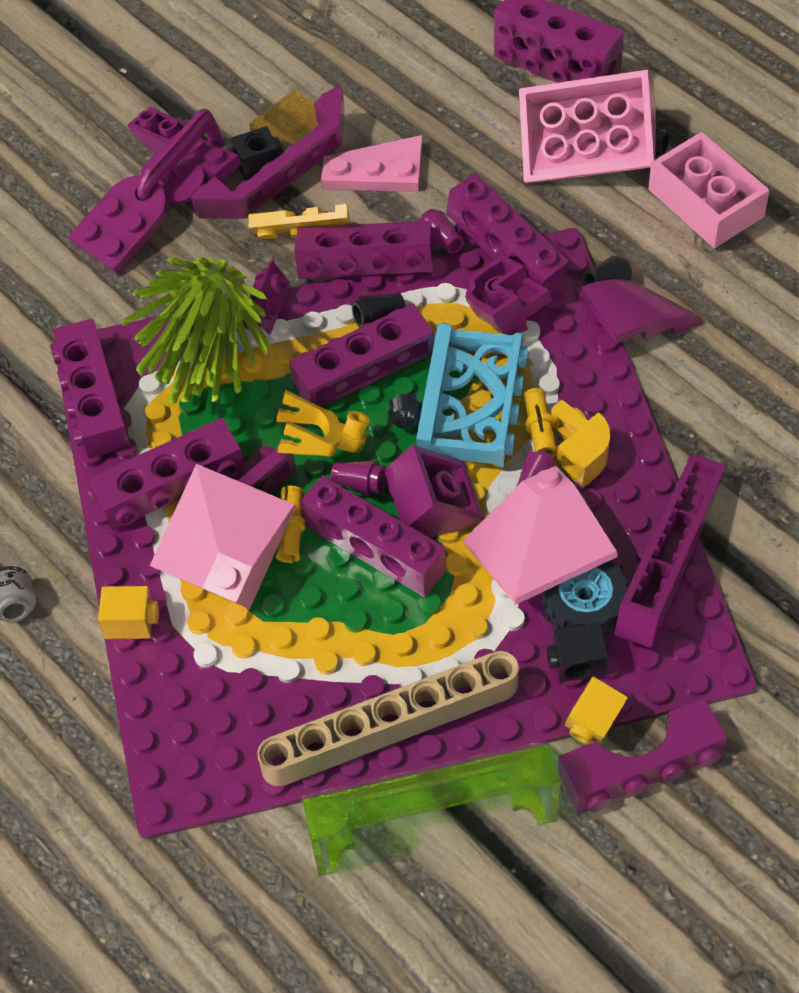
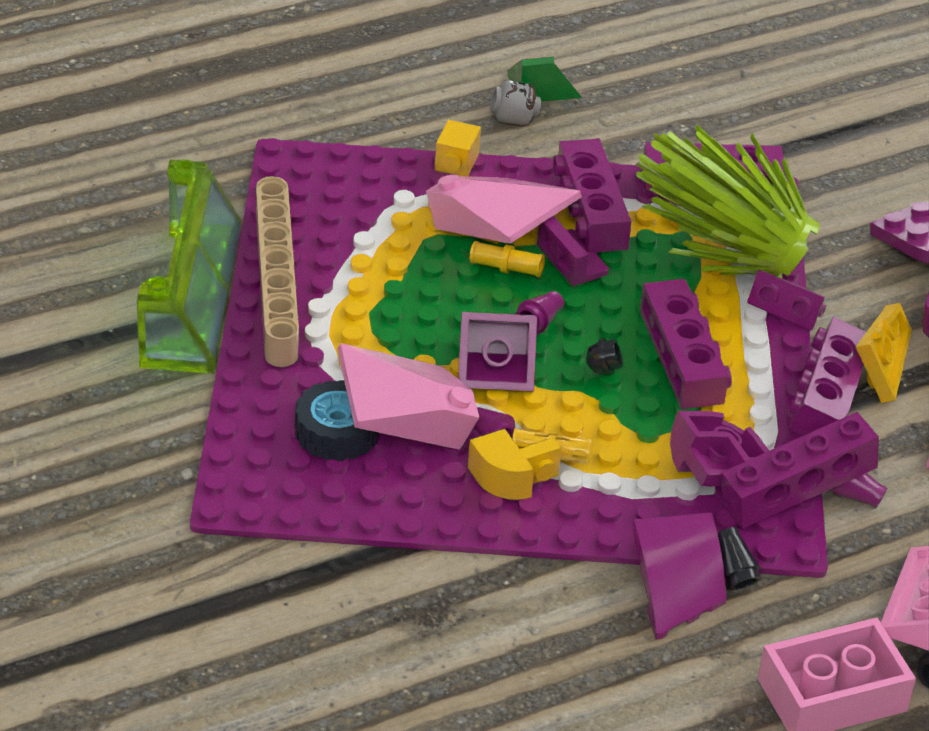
camera: 100 degrees right, 15 degrees down
(341, 436) = (589, 301): yellow piece -> none
(373, 307) = (744, 368): black cone -> none
(373, 536) = (482, 287): magenta brick -> none
(449, 357) = (592, 374): medium azure fence -> none
(578, 652) = (277, 396): black brick -> none
(595, 712) = (214, 389): yellow brick -> none
(599, 776) = (161, 448): magenta arch -> none
(669, 552) = (353, 482): magenta slope -> none

